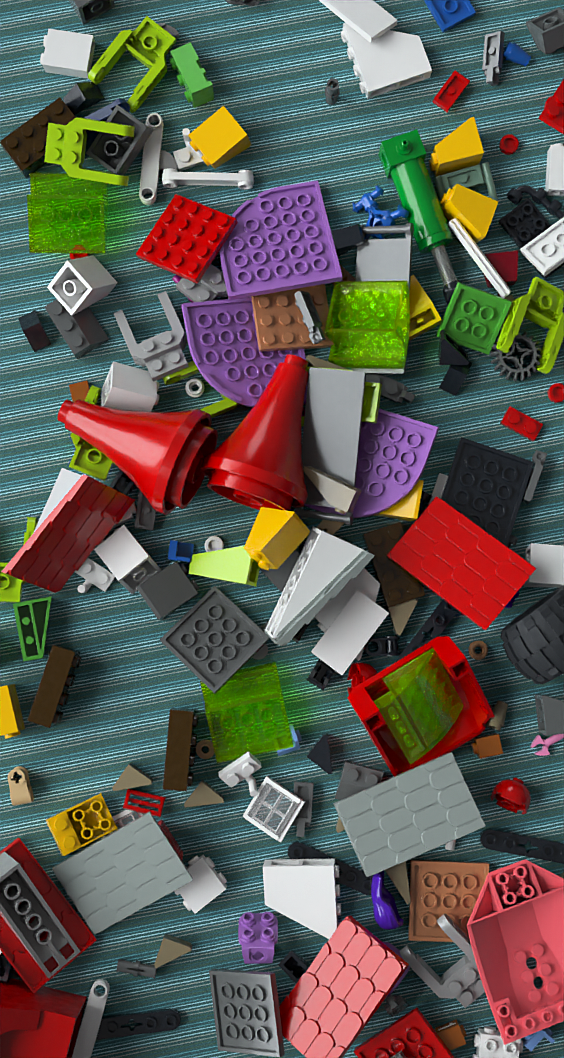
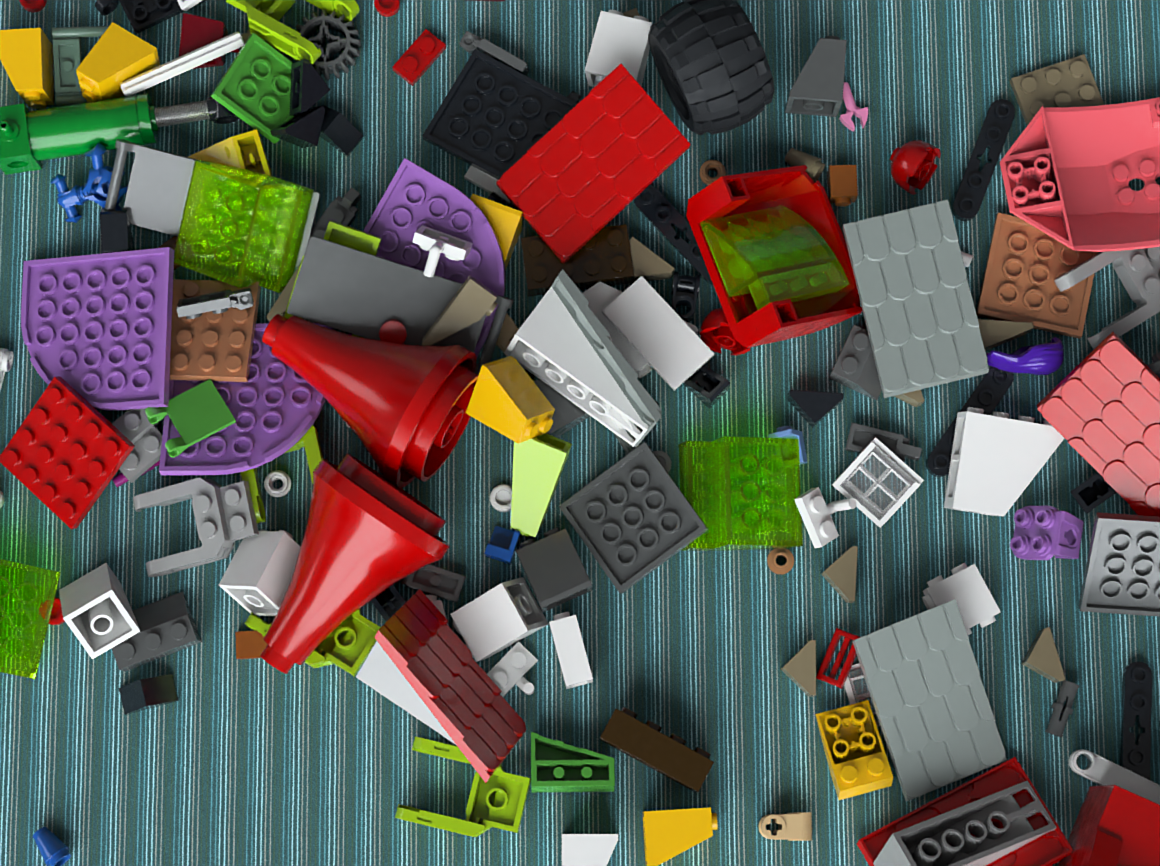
camera: 75 degrees left, 5 degrees down
(112, 613) = (570, 650): none -> white brick
(179, 749) = (775, 592): dark brown brick -> none
(227, 320) = (195, 416): none -> bright green flag
(310, 444) = (393, 331): none -> red tile
(380, 464) = (437, 243): none -> white plate
(479, 348) = (306, 87): none -> black slope

